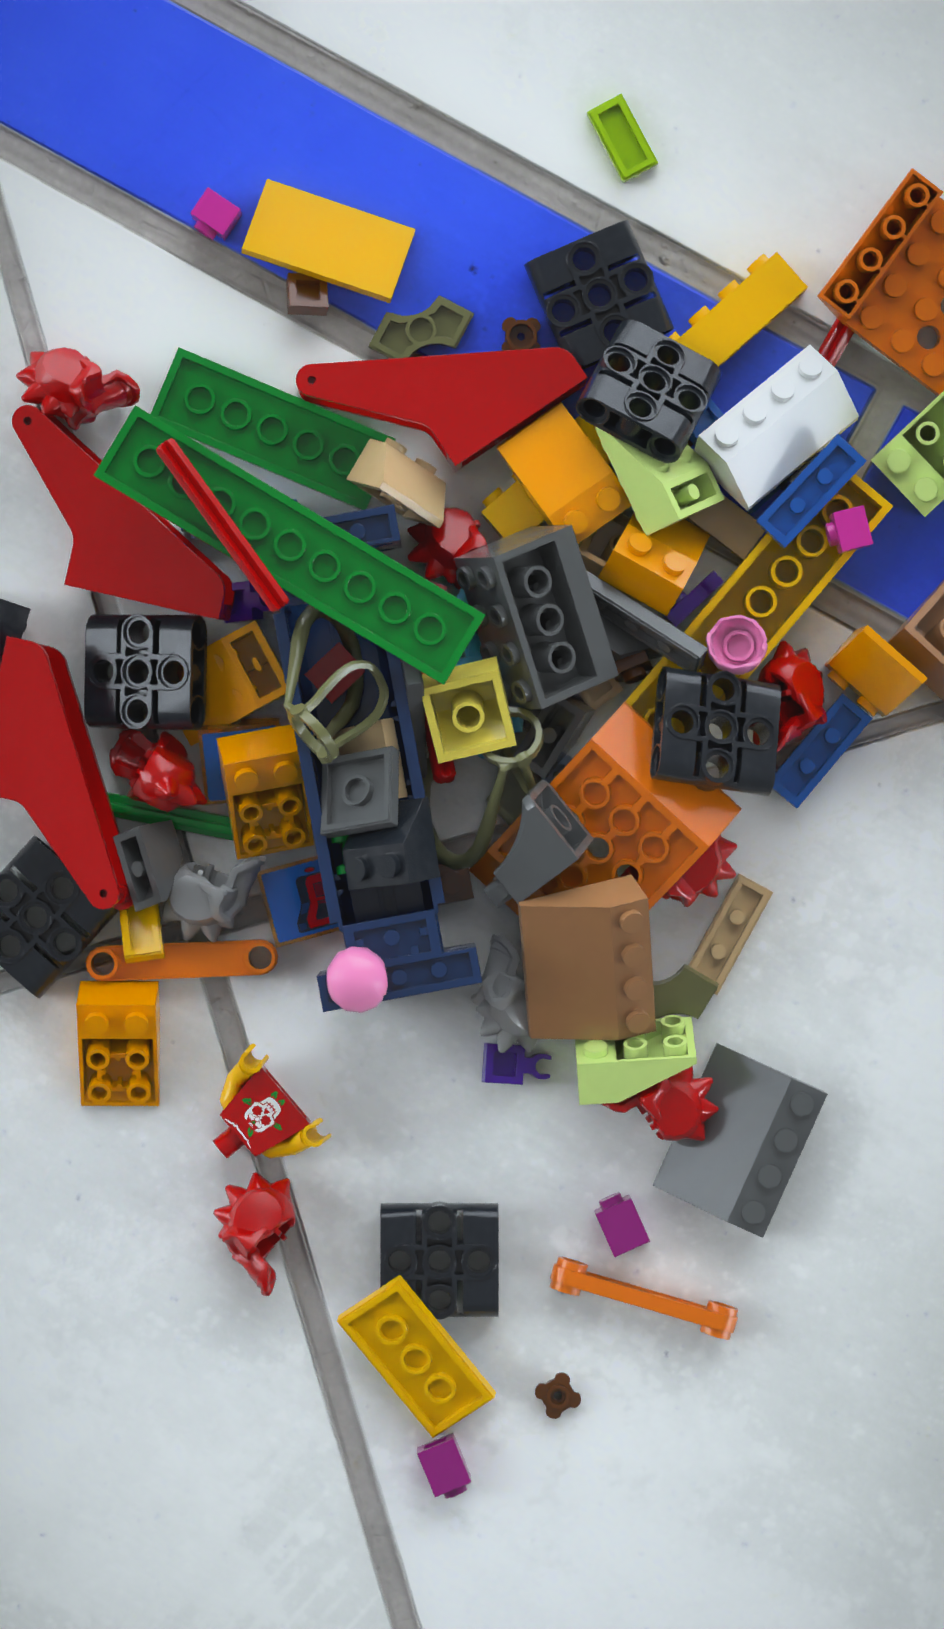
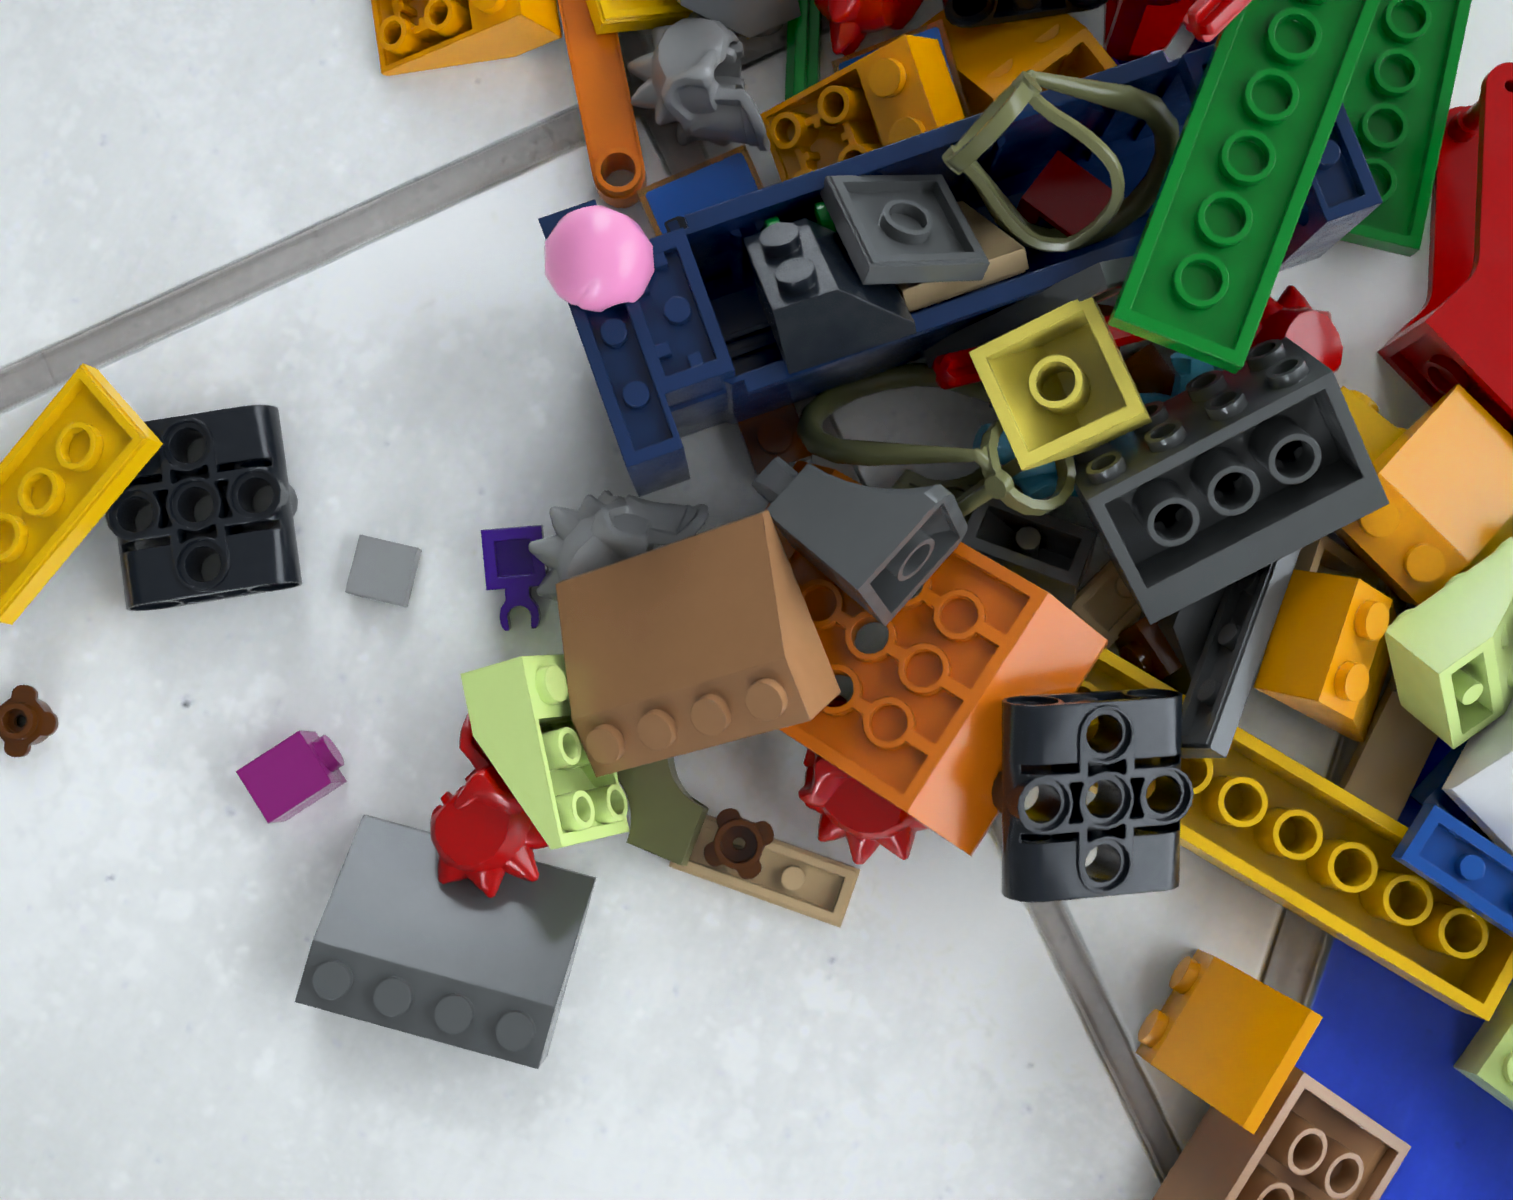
camera: 80 degrees right, 5 degrees down
(255, 1224) = (211, 225): red head -> none
(262, 1114) = (388, 212): torso -> none
(398, 480) = (1364, 269): tan slope -> none
(497, 1150) = (383, 570): none -> light grey tile
(572, 1277) = (167, 944): orange piece -> none
(689, 602) = (1261, 721): dark purple plate -> none
(708, 937) = (747, 859): none -> reddish brown plate
(736, 644) = (1233, 805): bright pink hair -> none
(800, 692) = (1160, 921): red head -> none
(820, 750) = (1071, 965): blue plate -> none
(849, 529) = (1449, 958): dark pink plate -> none

